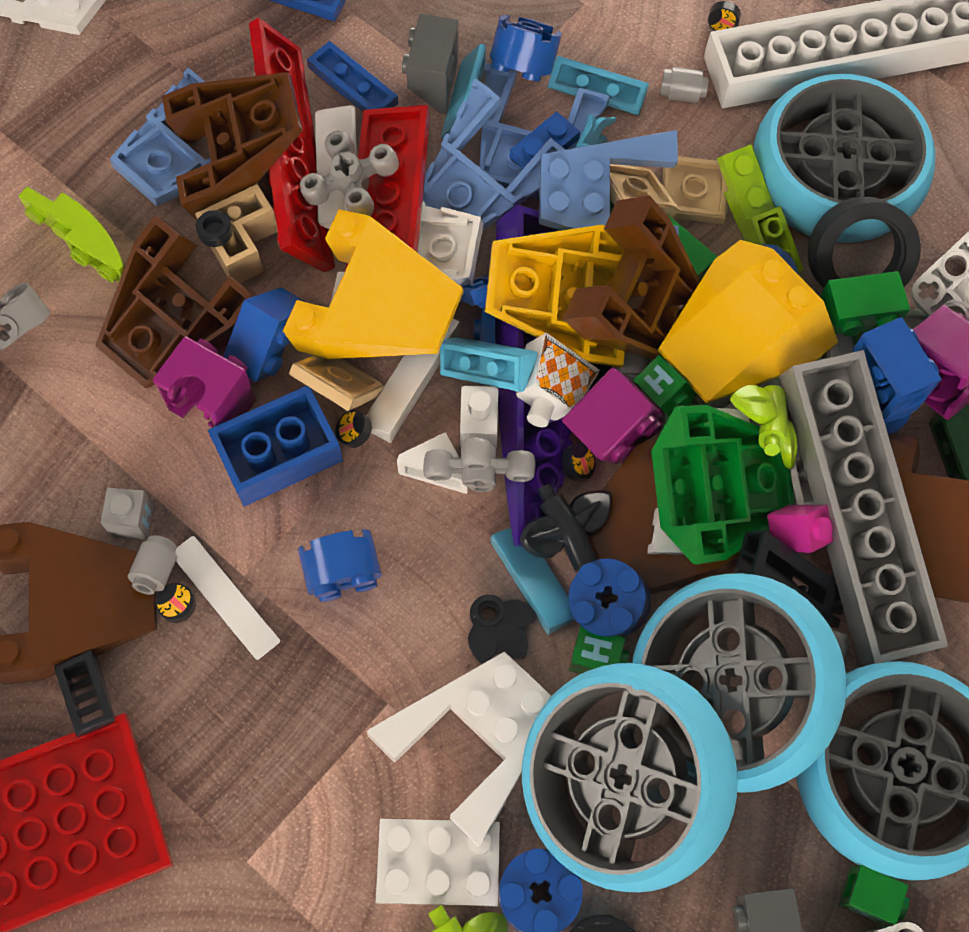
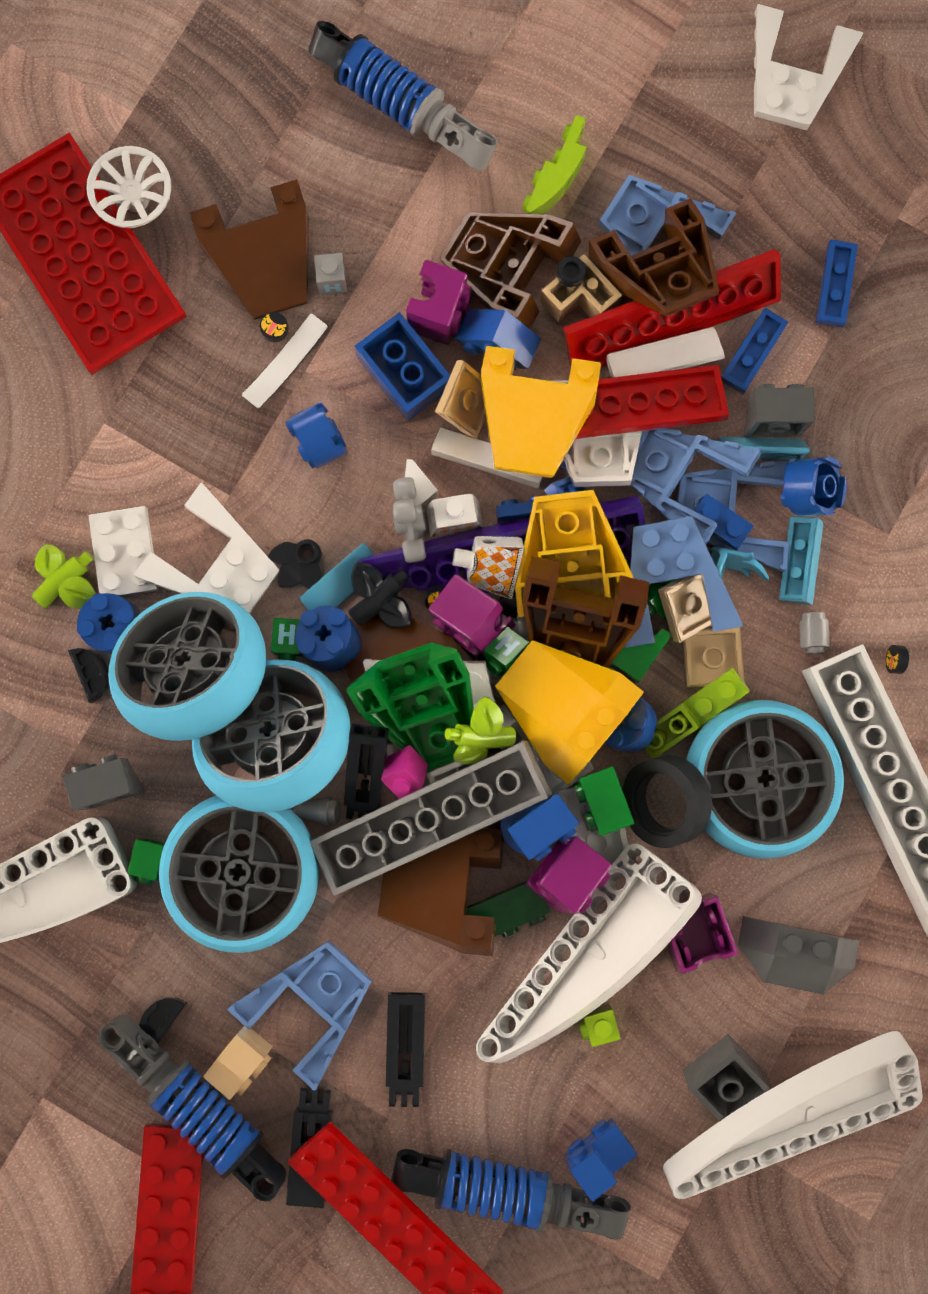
camera: 80 degrees right, 15 degrees up
(76, 667) = (196, 269): black slope -> none
(153, 565) = (294, 302): light grey brick -> none
(349, 174) = (645, 366): light grey gear -> none
(353, 429) = (432, 423): tile -> none
(487, 363) = (500, 509): medium azure slope -> none

